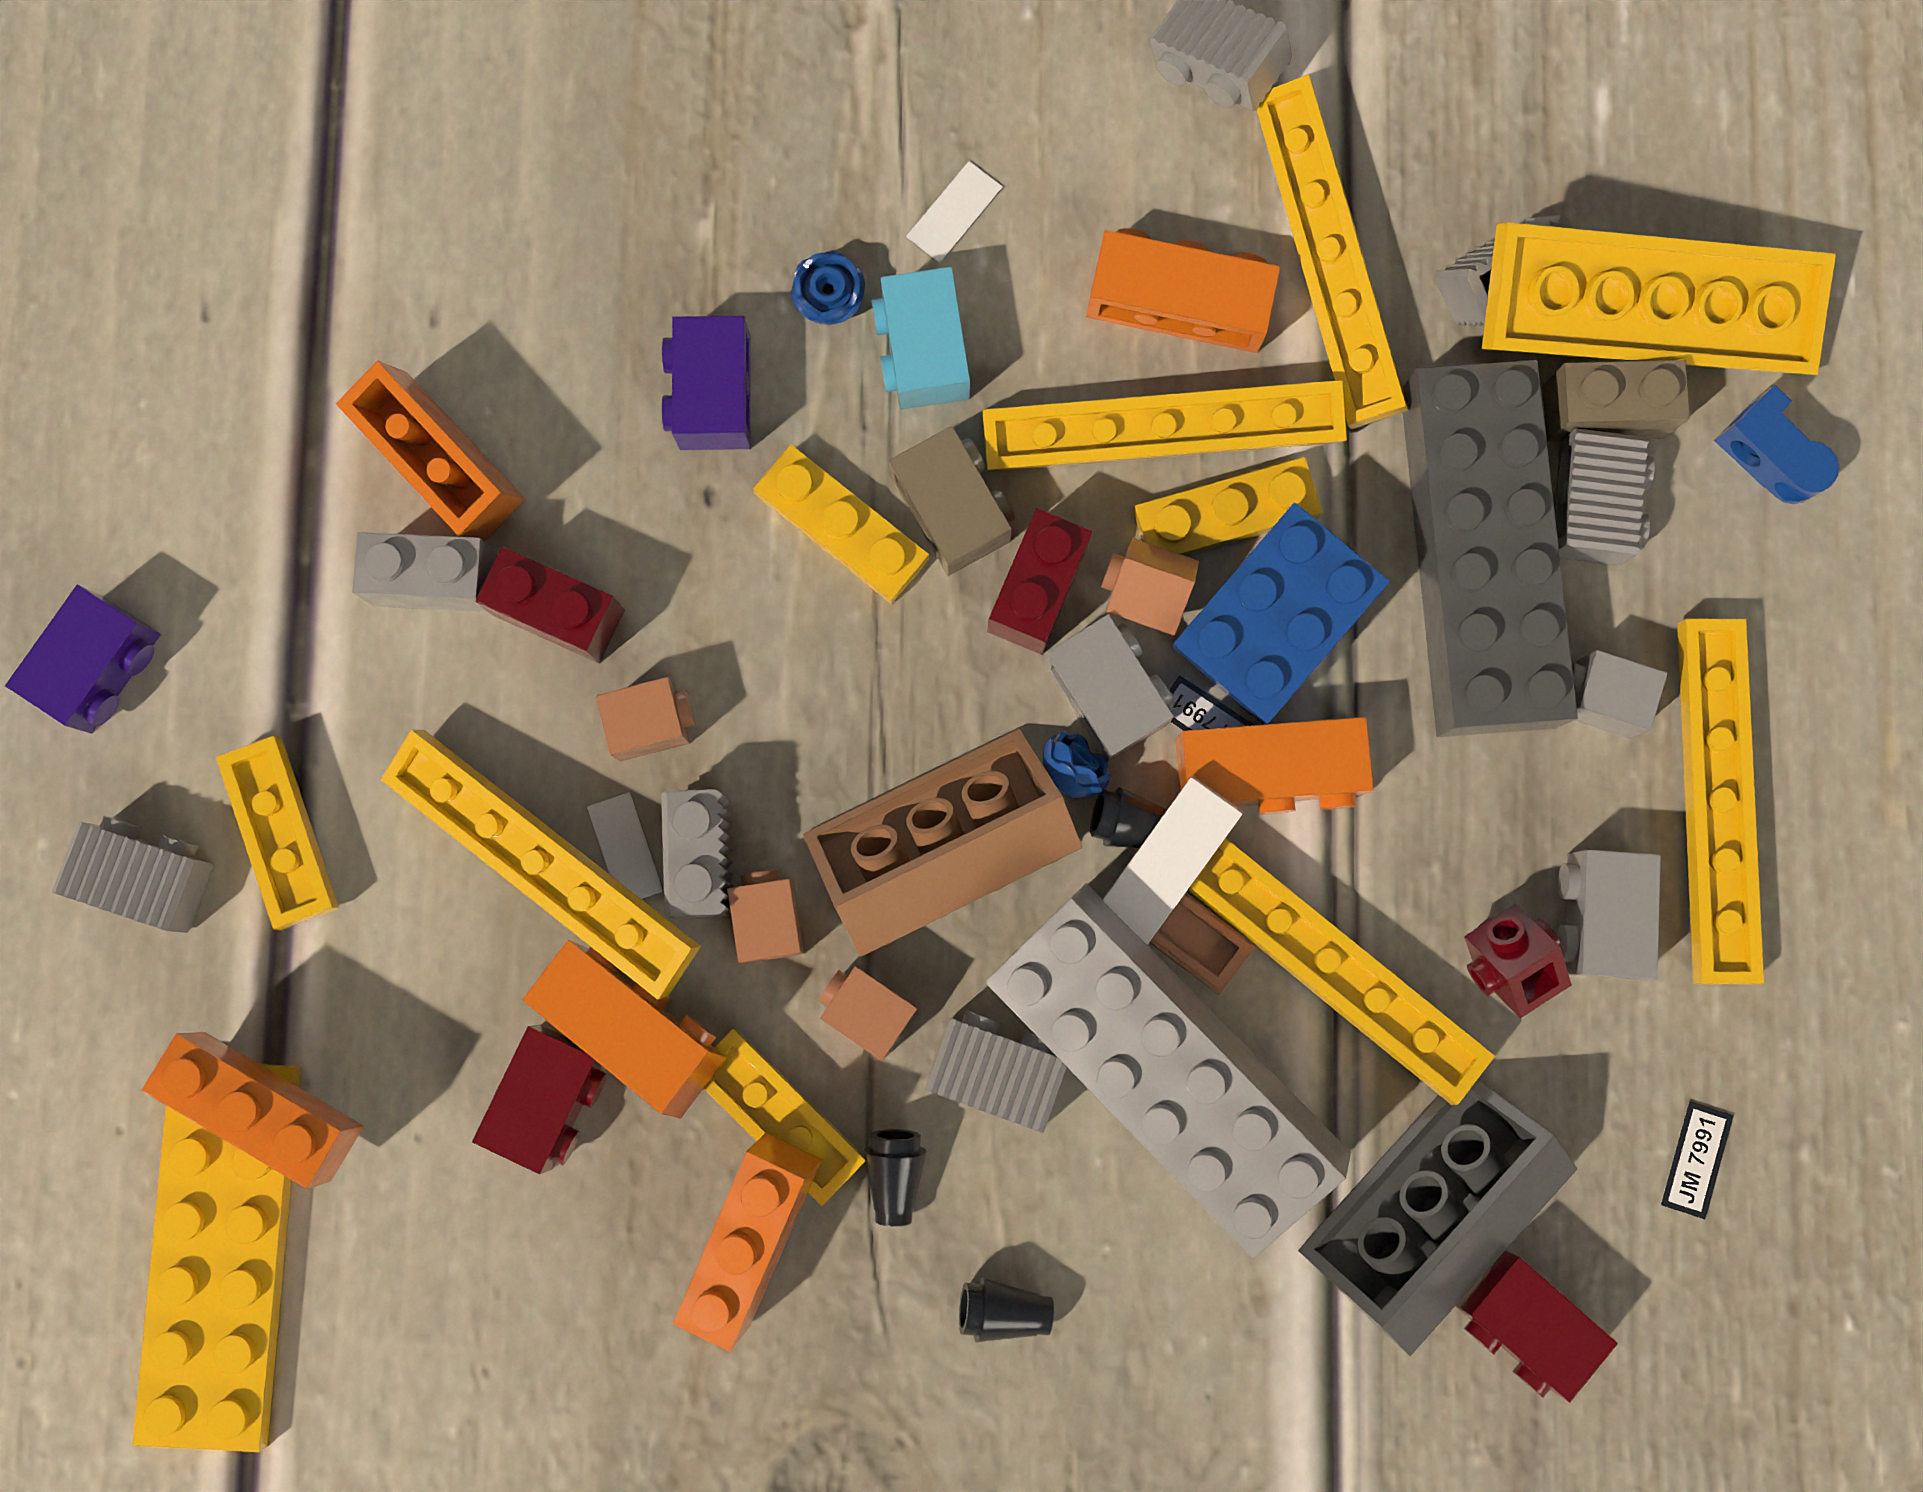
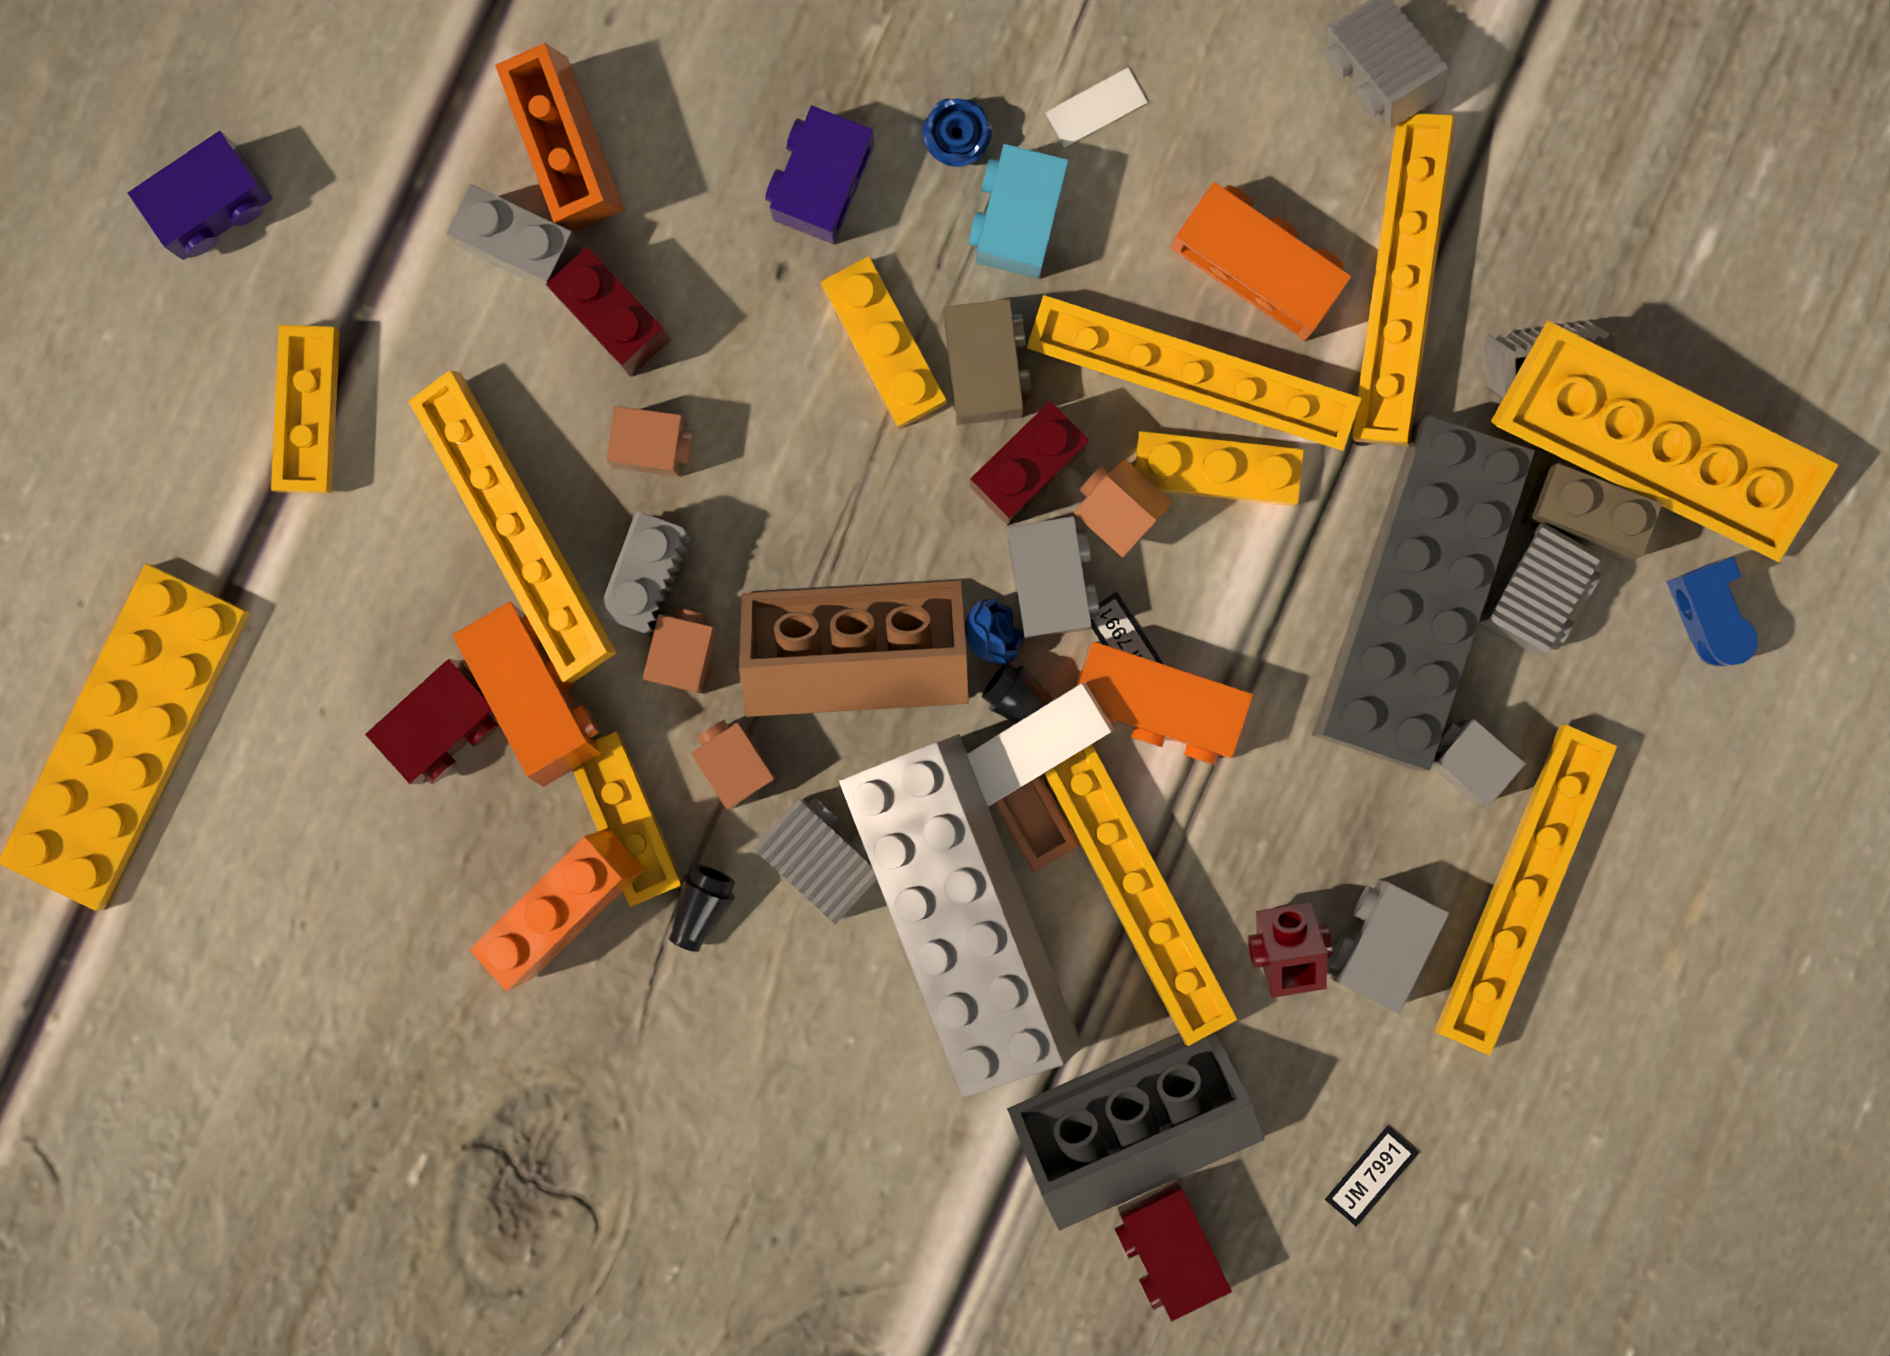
camera: 25 degrees right, 5 degrees up
(132, 876) = (173, 397): light grey brick -> none
(252, 1108) = (198, 632): orange brick -> none
(625, 845) = (589, 541): white sticker -> none
(1003, 1312) = (742, 1054): black cone -> none
(1280, 614) = (1218, 576): blue brick -> none

